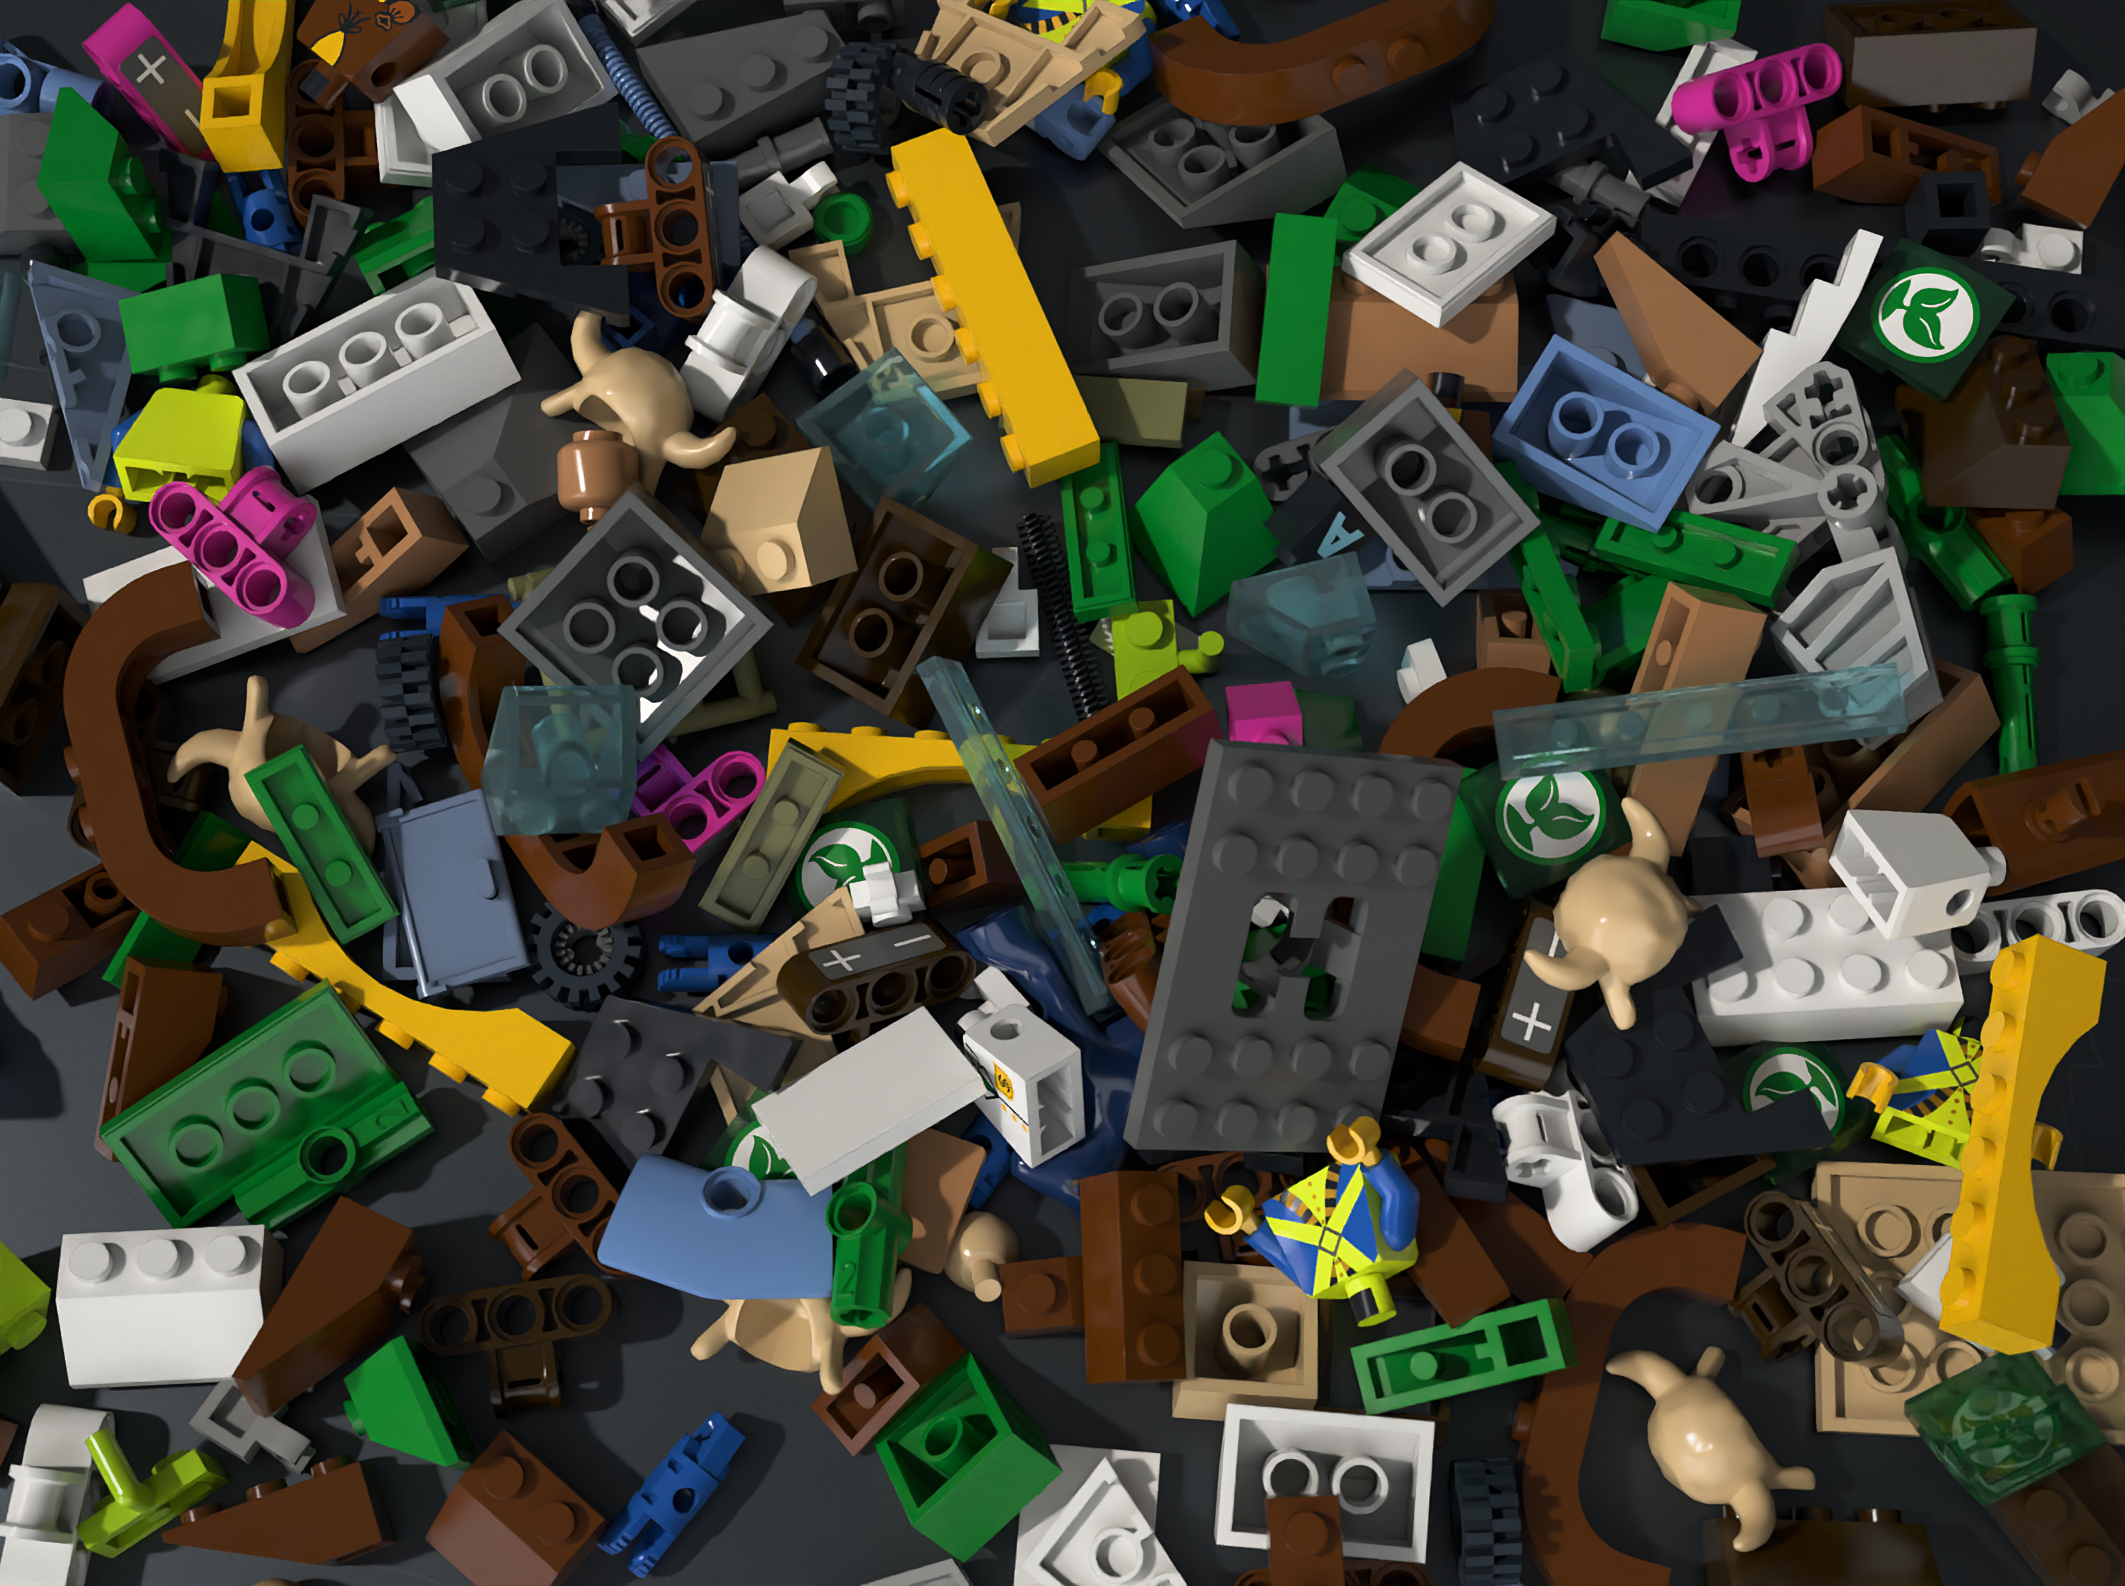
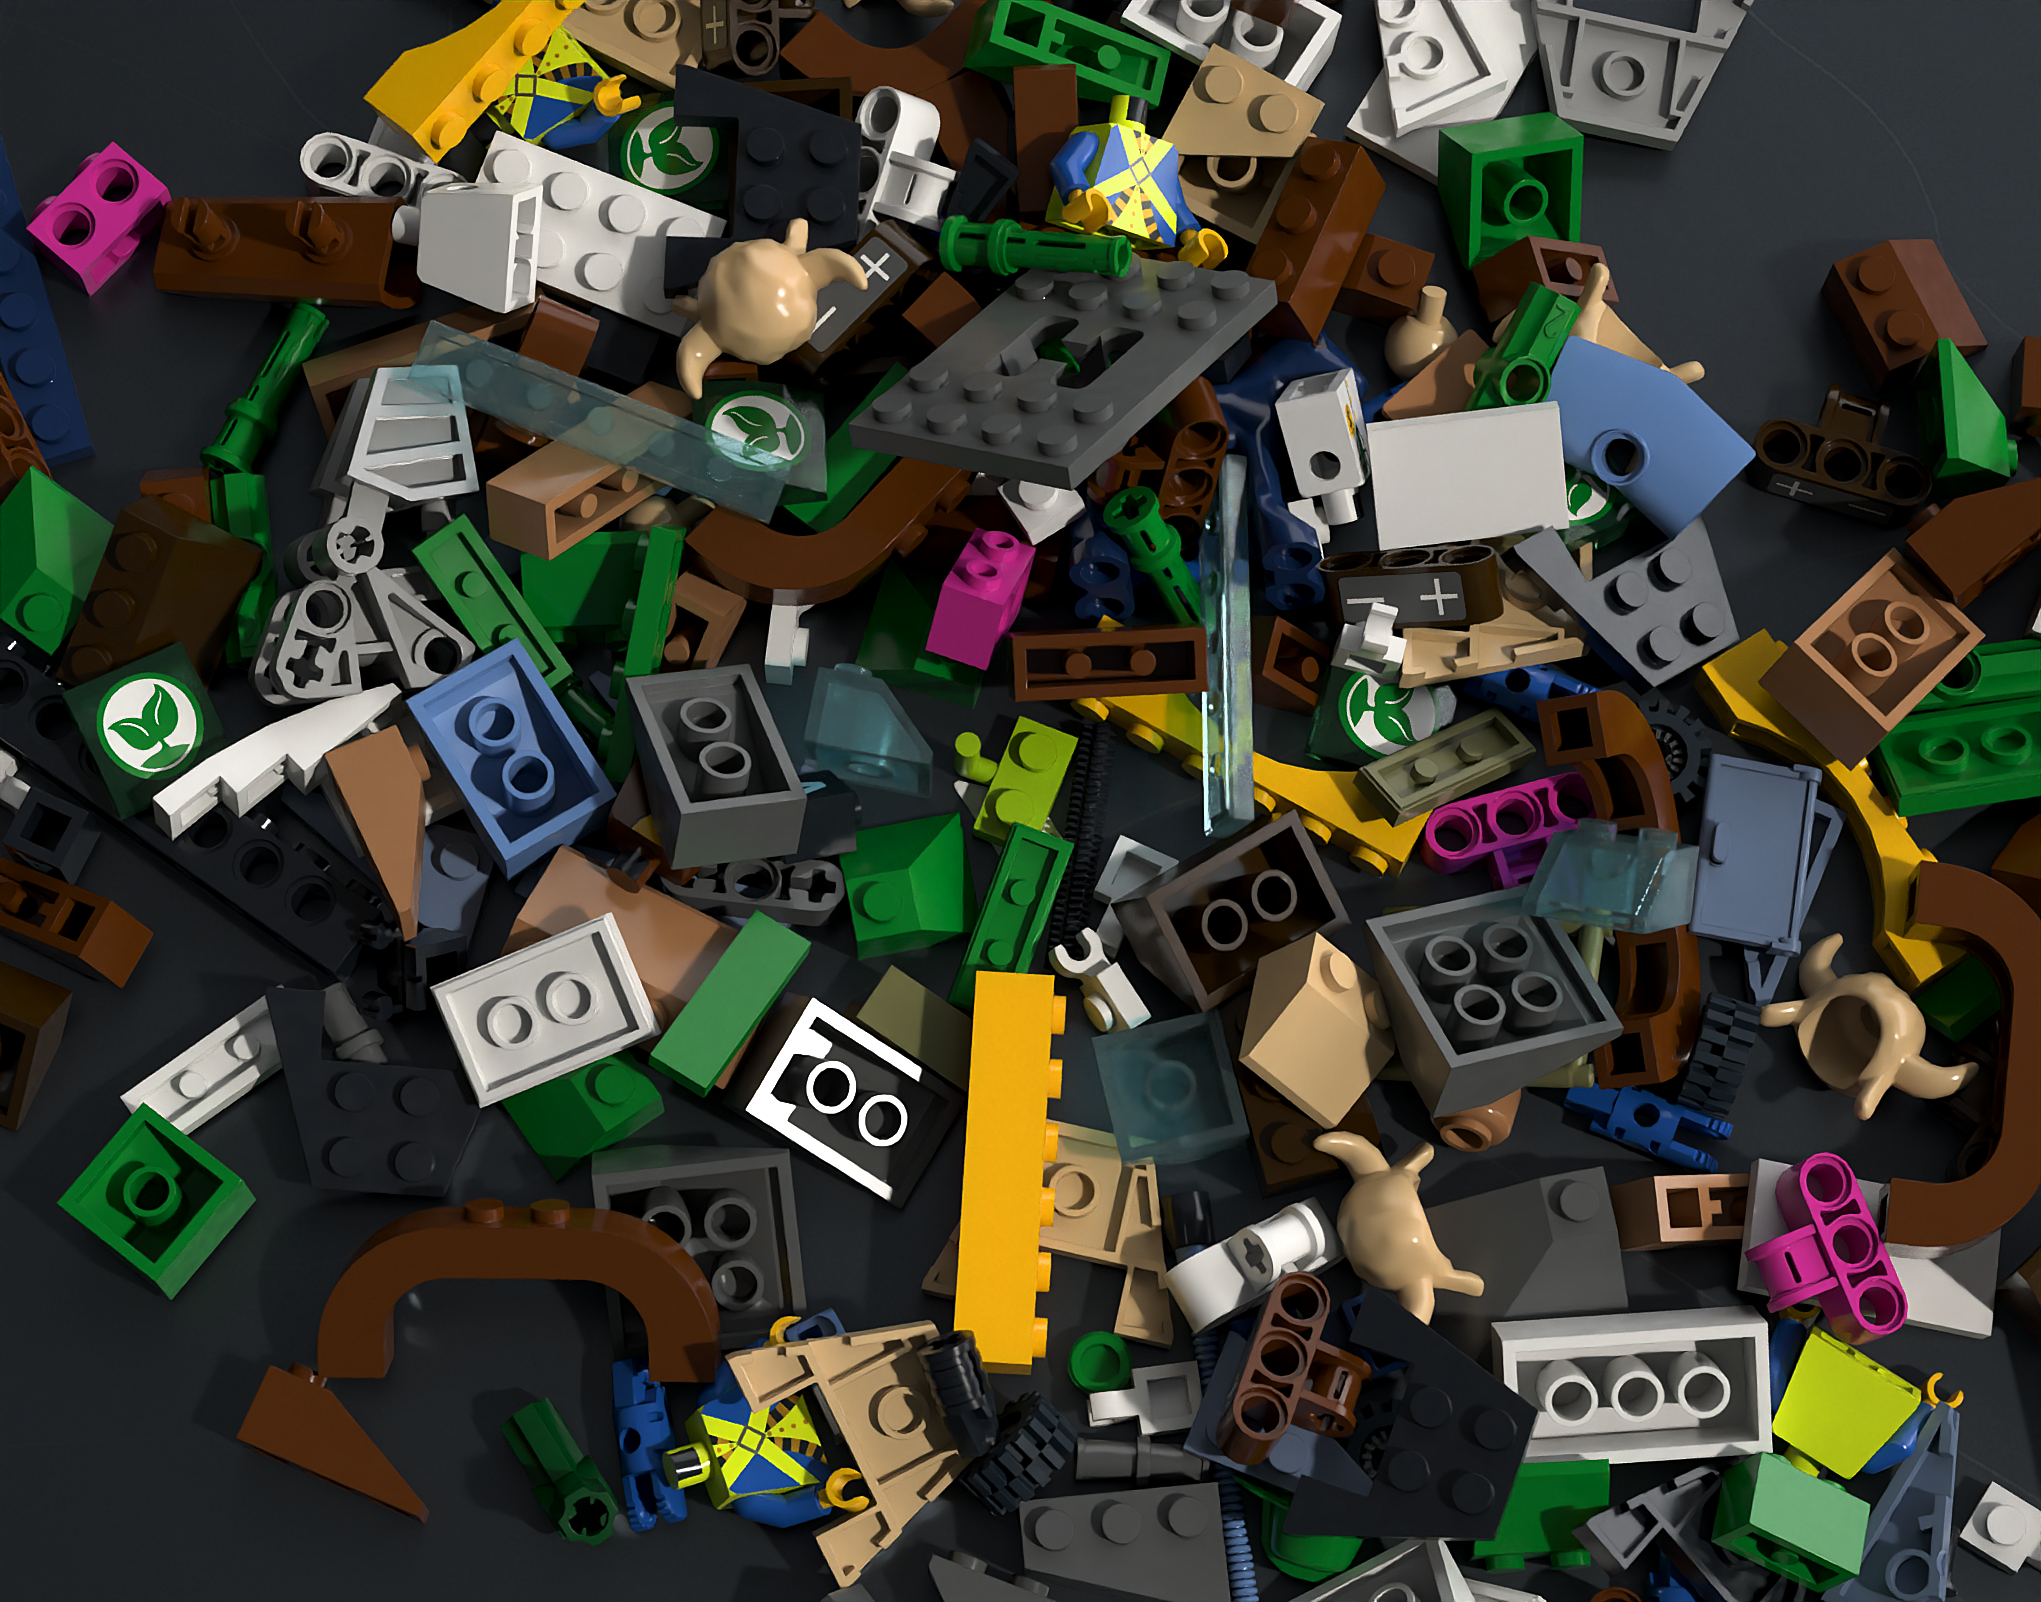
camera: 160 degrees left, 0 degrees up
(322, 843) = (1857, 935): green tile -> none
(404, 1109) = (1871, 658): none -> medium nougat slope
(546, 1209) = (1787, 539): reddish brown beam -> none
(595, 472) = (1460, 1174): medium nougat head -> none
(673, 1493) = (1762, 279): blue hinge -> none
(978, 503) = (1108, 993): none -> white plate
(1264, 1372) = (1241, 112): none -> tan wing
(1415, 1093) = (1008, 247): none -> green pin
(1761, 107) = (157, 1035): dark pink beam -> none

